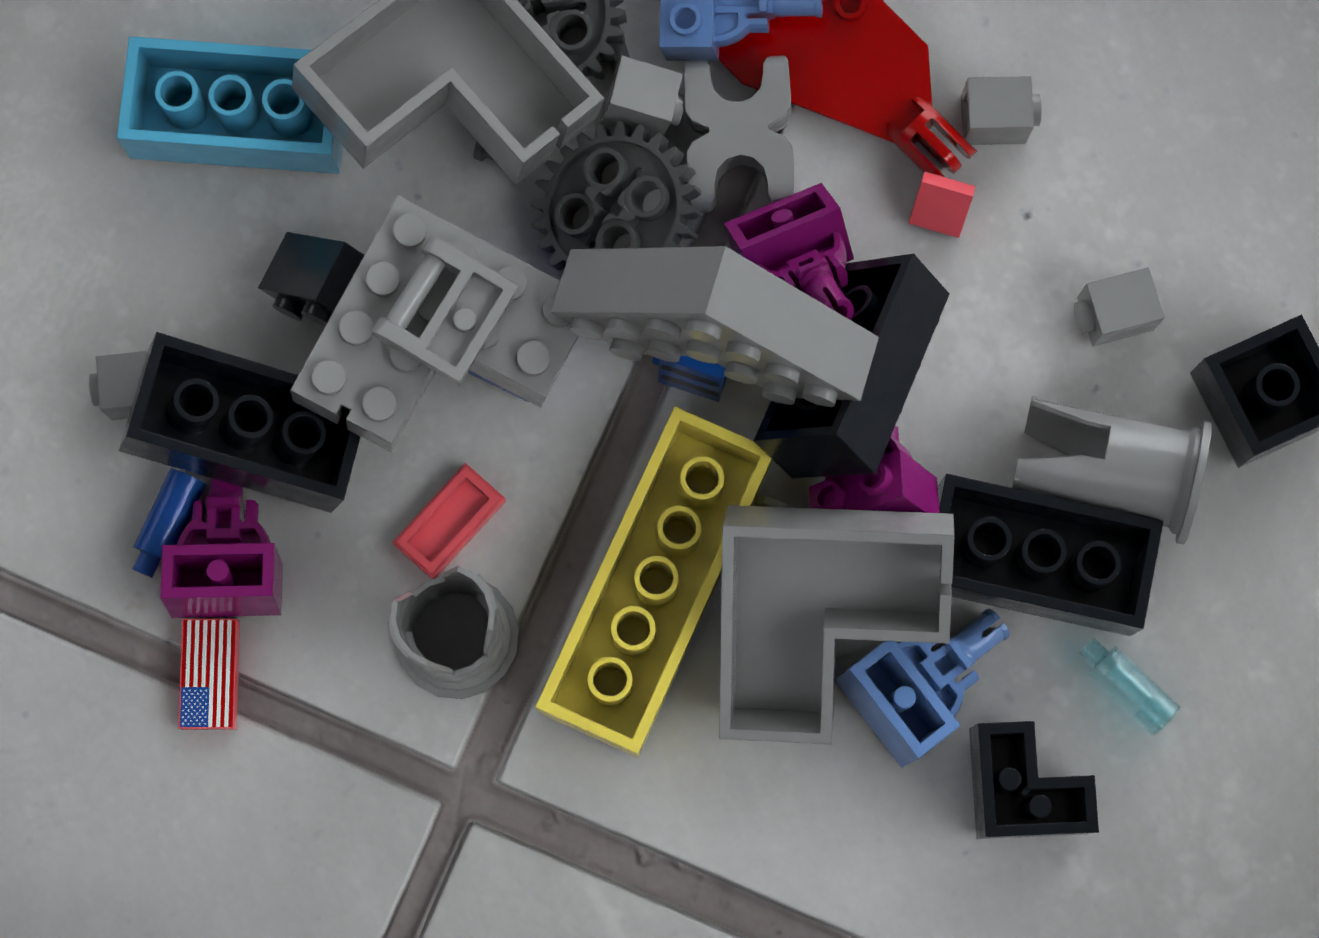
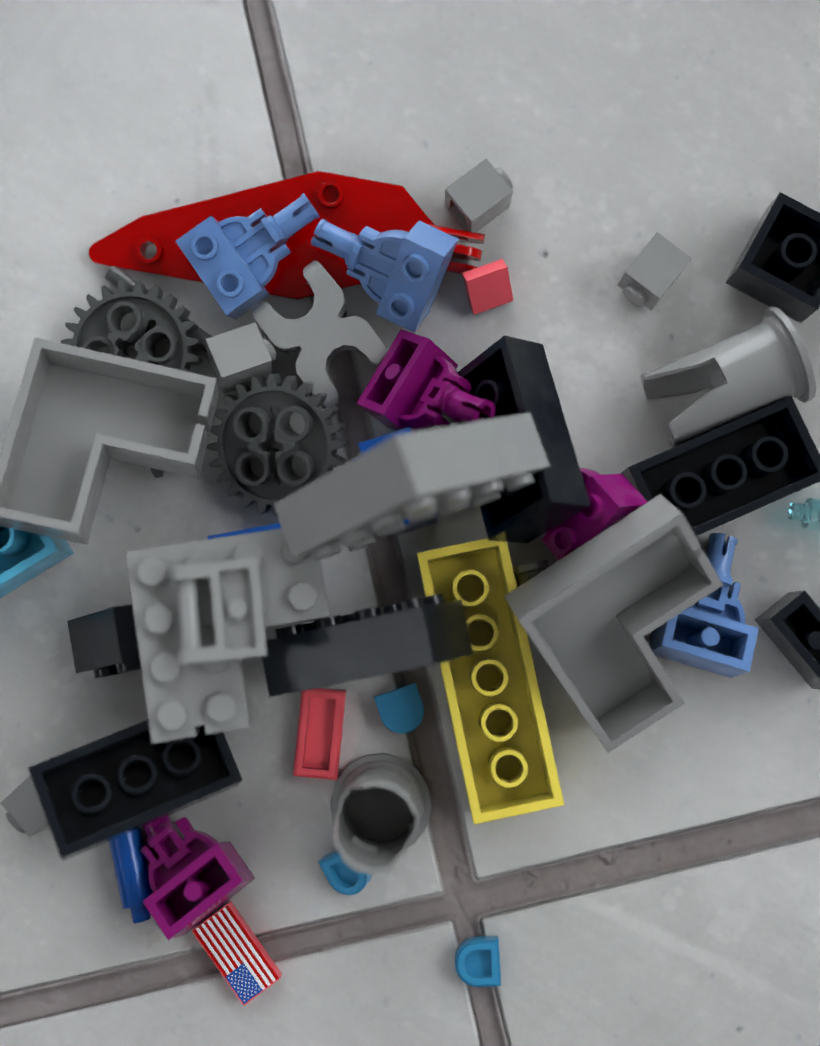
camera: 30 degrees left, 5 degrees up
(378, 673) = (341, 876): none -> dark azure tile
(439, 860) = (479, 961): none -> dark azure tile
(547, 556) = (401, 708): none -> dark azure tile
(559, 455) = (366, 644): none -> black brick
(859, 117) = (393, 266): none -> medium blue brick

